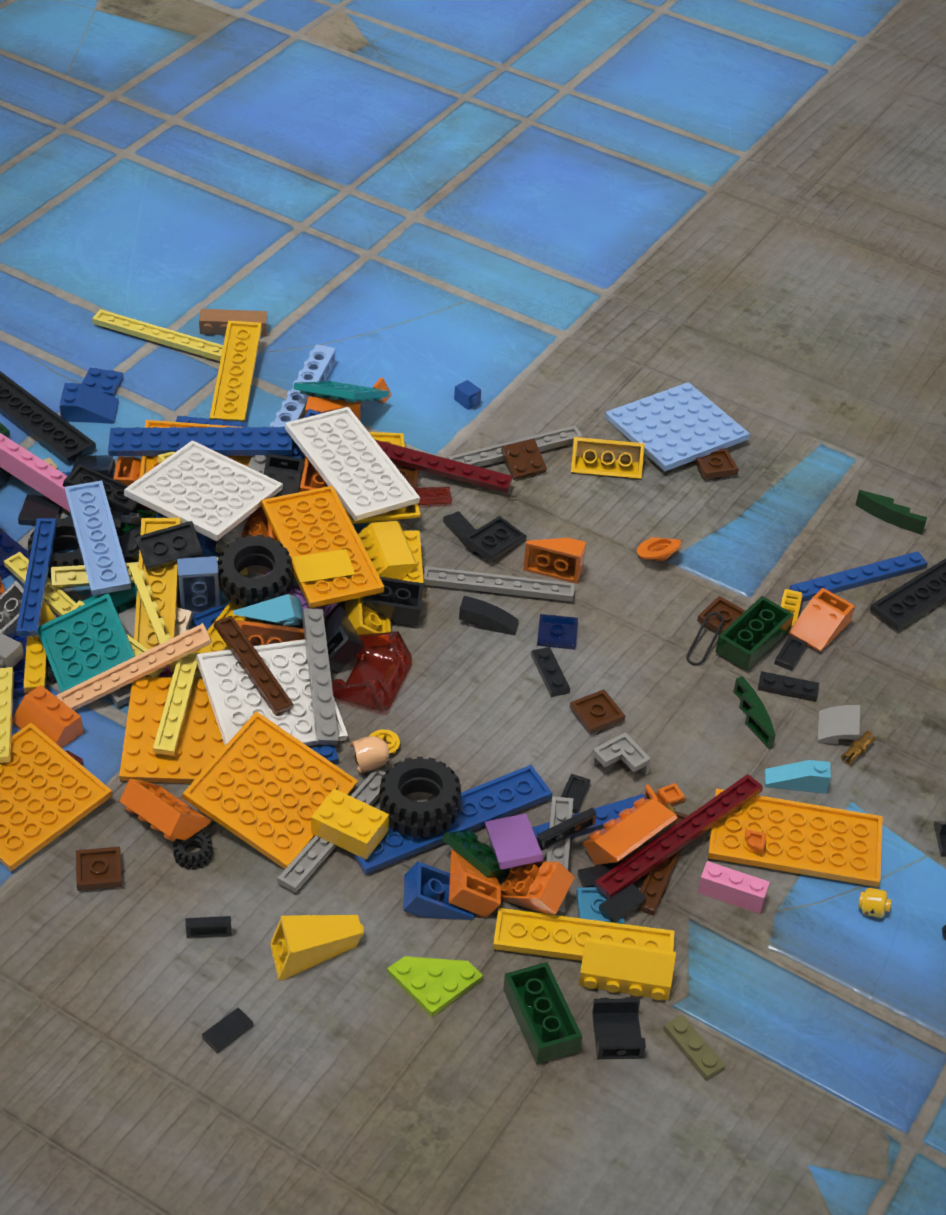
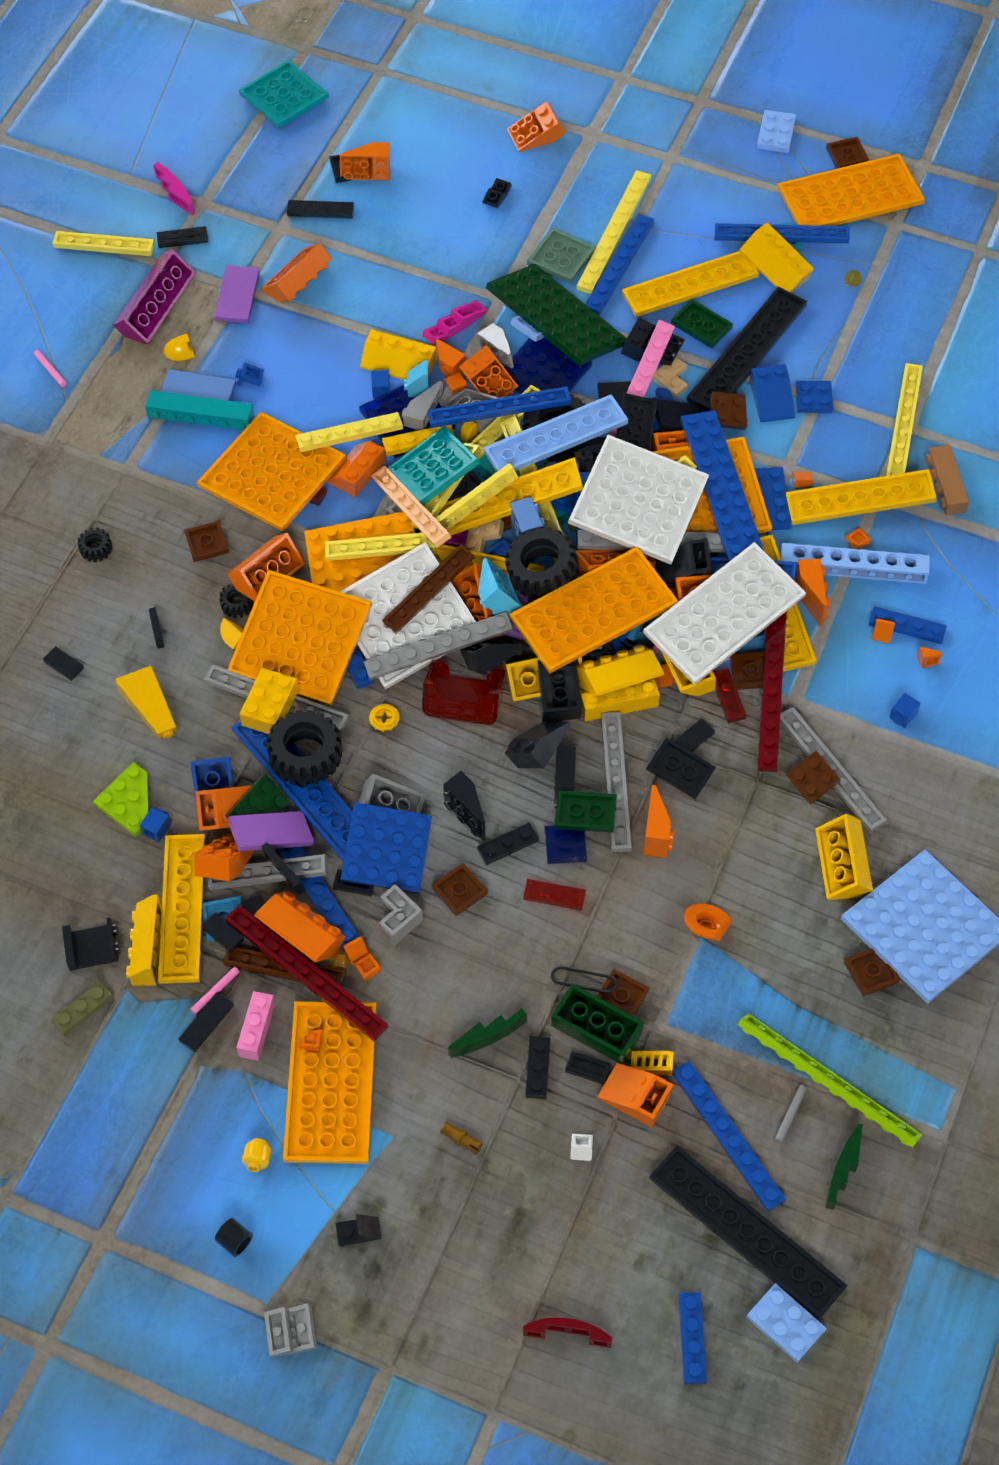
camera: 85 degrees right, 15 degrees up
(62, 969) = (94, 536): none -> black tyre
(94, 433) = (729, 409): none -> reddish brown plate
(169, 544) = (548, 488): black tile -> none
(195, 407) = (802, 479): none -> orange slope
(241, 856) = (230, 632): none -> yellow brick
(275, 388) = (858, 539): none -> orange tile
(323, 565) = (562, 614): yellow sticker -> none
(339, 391) = (849, 588): teal plate -> none
(370, 753) = (356, 702): light nougat piece -> none
(384, 369) = (910, 625): none -> blue plate
(416, 371) = (928, 657): none -> orange slope
(450, 623) = (537, 745): none -> black slope
(476, 951) = (155, 824): none -> blue brick
(489, 751) = (388, 794): none -> light grey slope
(510, 684) = (463, 800): none -> black slope
(533, 603) = (585, 811): none -> dark green plate
(542, 1013) = (95, 880): dark green brick -> none
(548, 752) = (386, 847): none -> blue plate
(611, 647) = (554, 894): none -> clear red plate
(691, 930) = (216, 988): none -> bright pink bar
(721, 935) = (206, 1022): none -> black tile
(800, 776) = (408, 1081): medium azure slope -> none
(808, 510) = (834, 1083): none -> lime plate
(839, 723) = (488, 1117): light grey slope -> none
(840, 536) = (790, 1113): none -> light grey bar
(866, 669) = (581, 1147): none -> white slope

